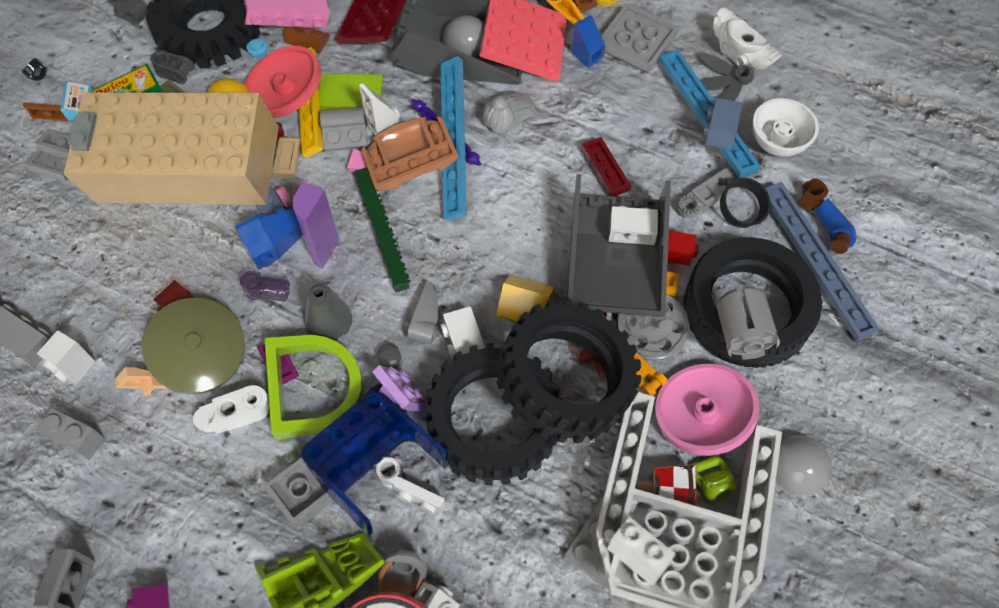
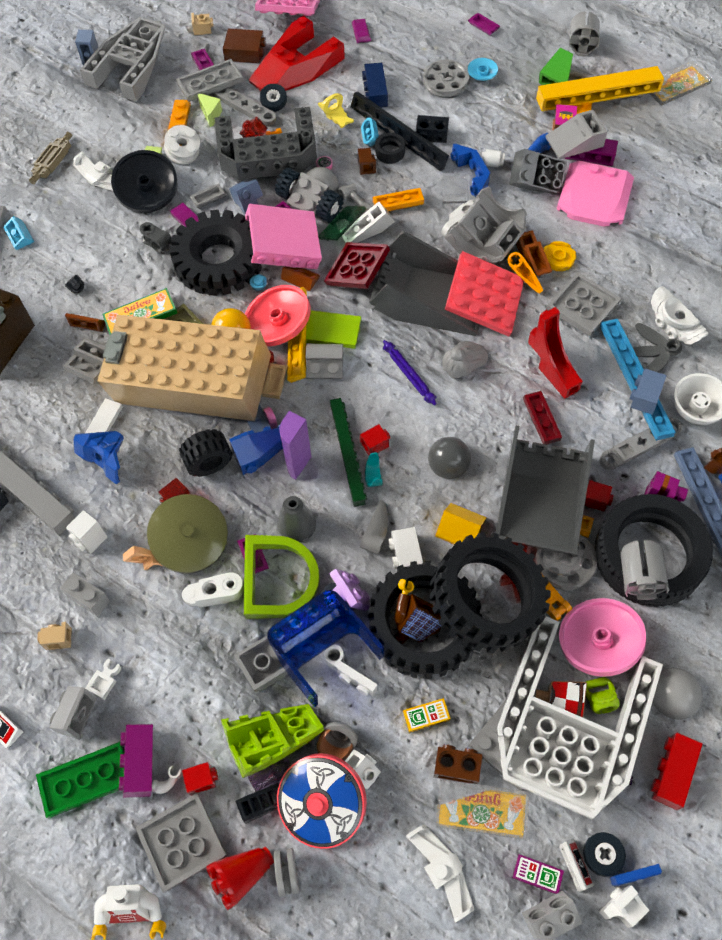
camera: 10 degrees right, 0 degrees up
(36, 490) = (55, 636): none -> tan brick
(72, 96) = (107, 314): slope -> none
(77, 230) = (105, 416): none -> white tile
(77, 257) = (100, 449): none -> blue piece
(101, 539) = (102, 682): none -> white plate
(171, 66) = (186, 292): dark grey piece -> none
(208, 247) = (205, 452): none -> black tyre
(266, 287) = (249, 491): clear purple piece -> none
(356, 161) = (334, 390): bright pink tile -> none
(377, 111) = (355, 353): white slope -> none
(389, 356) = (343, 560): dark grey tile -> none
(408, 152) = (376, 388): nougat slope -> none
(413, 212) = (375, 439): none -> red brick
(413, 248) = (372, 471): none -> teal helmet
(453, 116) = (415, 380): dark azure plate -> none
(464, 35) = (433, 289): light grey piece -> none
(481, 411) = (414, 616): none -> reddish brown torso
(503, 223) = (449, 457): none -> dark grey piece
(508, 528) = (426, 715): none -> tile
(553, 592) = (457, 771): none -> reddish brown brick
(587, 42) = (538, 302): blue slope -> none
(612, 102) = (553, 359): none -> red arch
(633, 225) = (559, 472): white brick -> none
(641, 551) = (531, 748): white hinge -> none
(758, 226) = (666, 486): none -> magenta hips
(761, 195) = (669, 450): black tyre -> none
(813, 556) = (676, 771): none -> red brick

